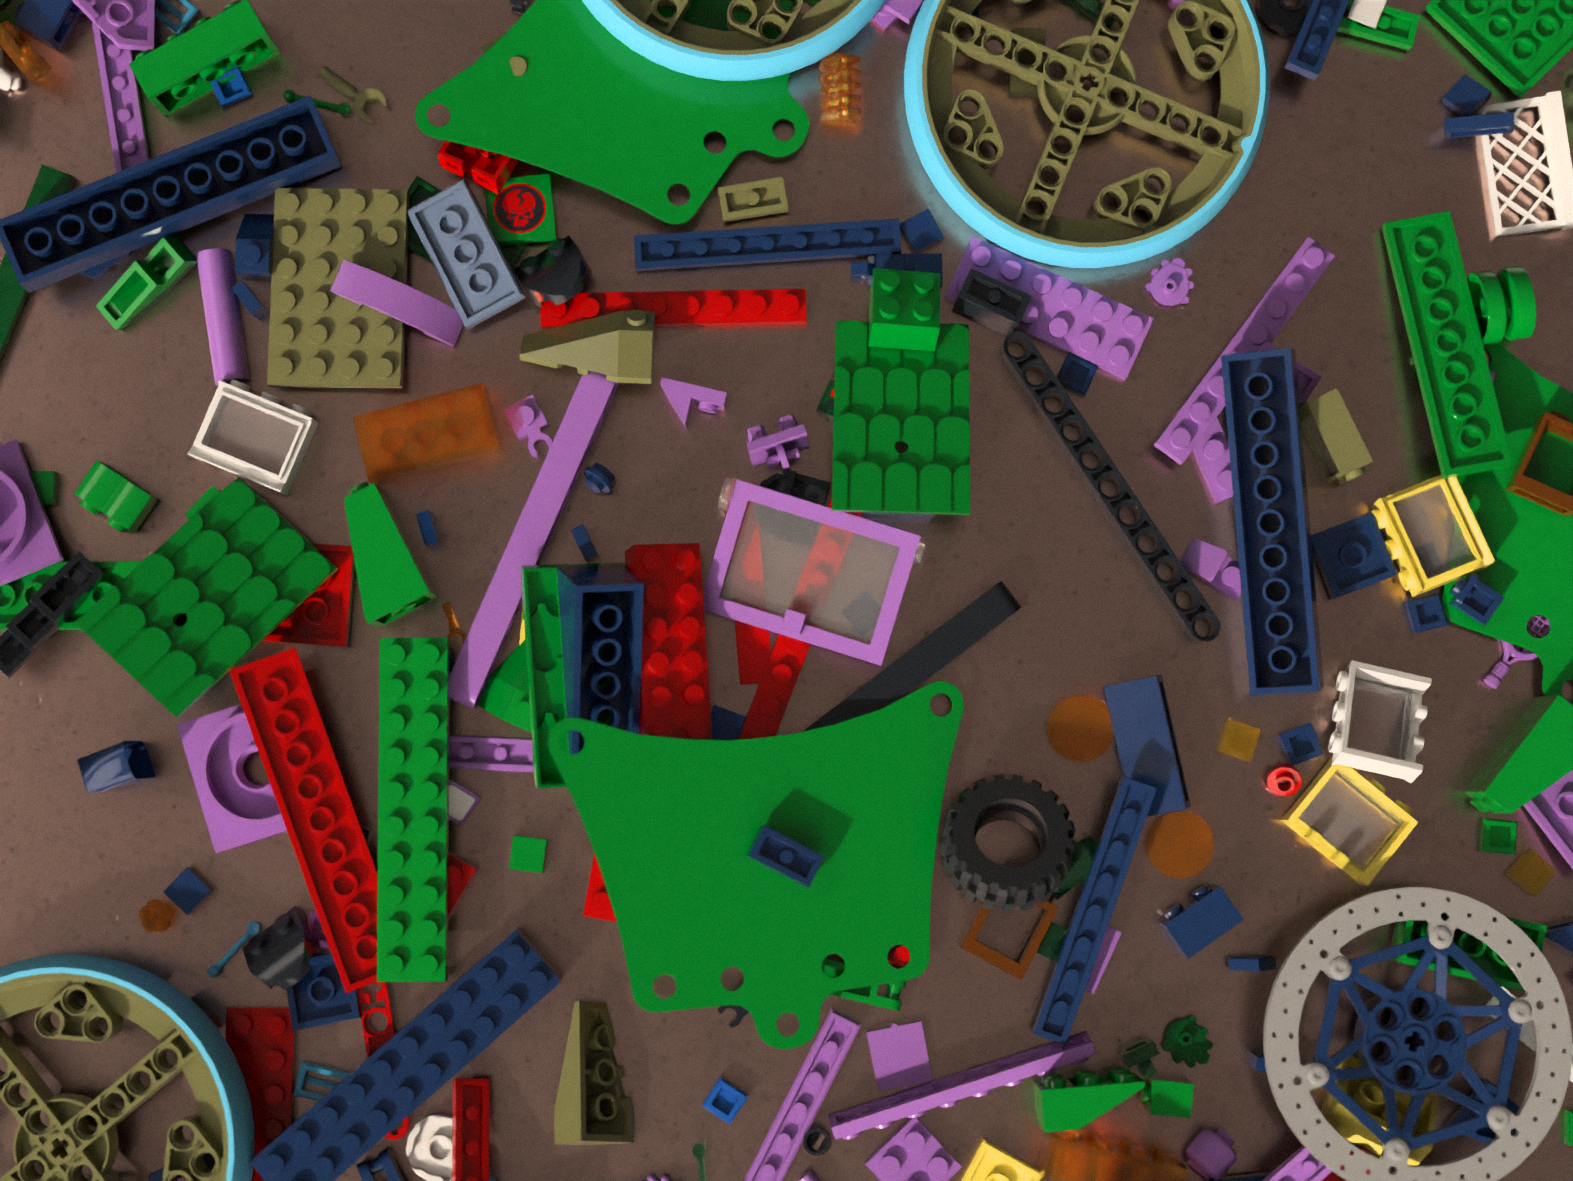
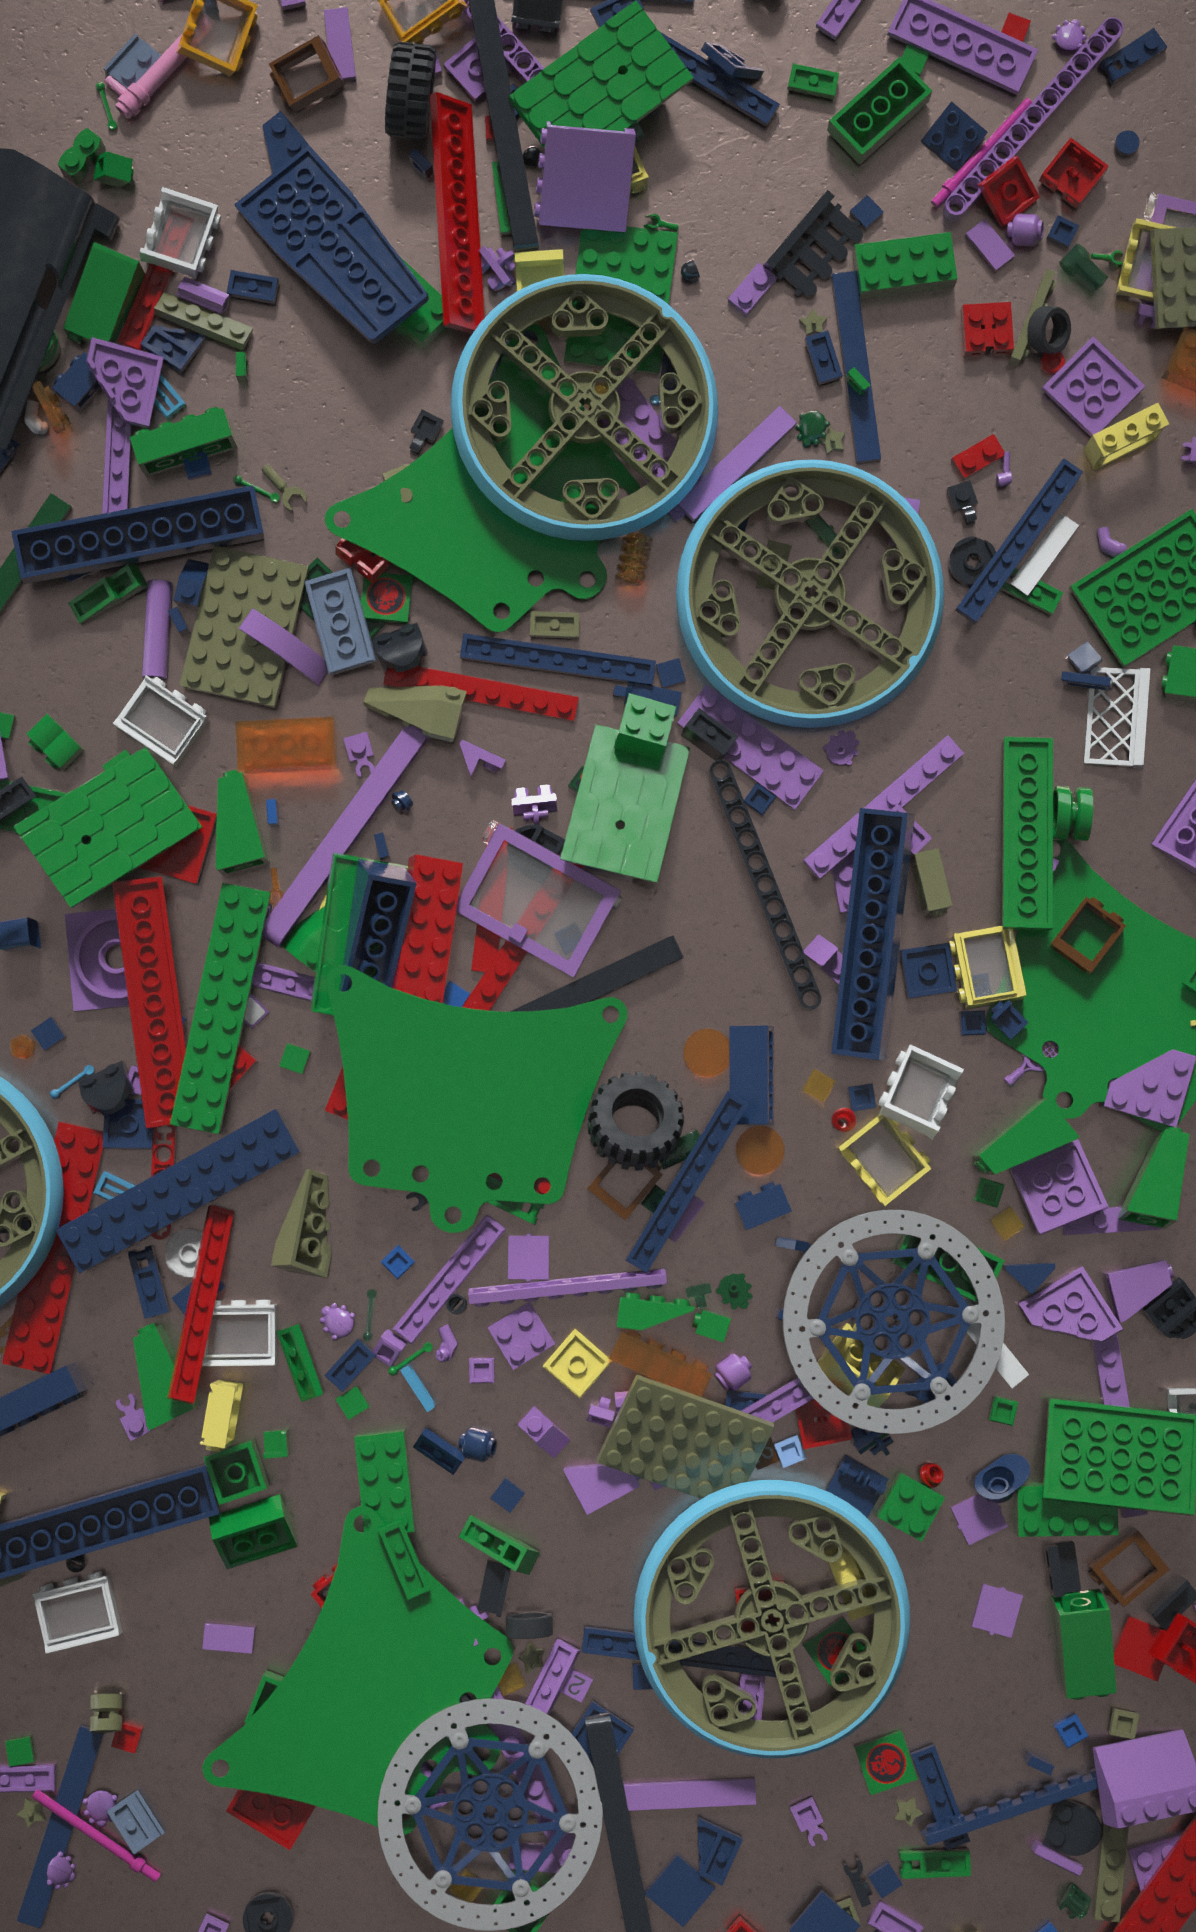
camera: 10 degrees right, 0 degrees up
(785, 856) = (476, 1095): dark blue plate -> none

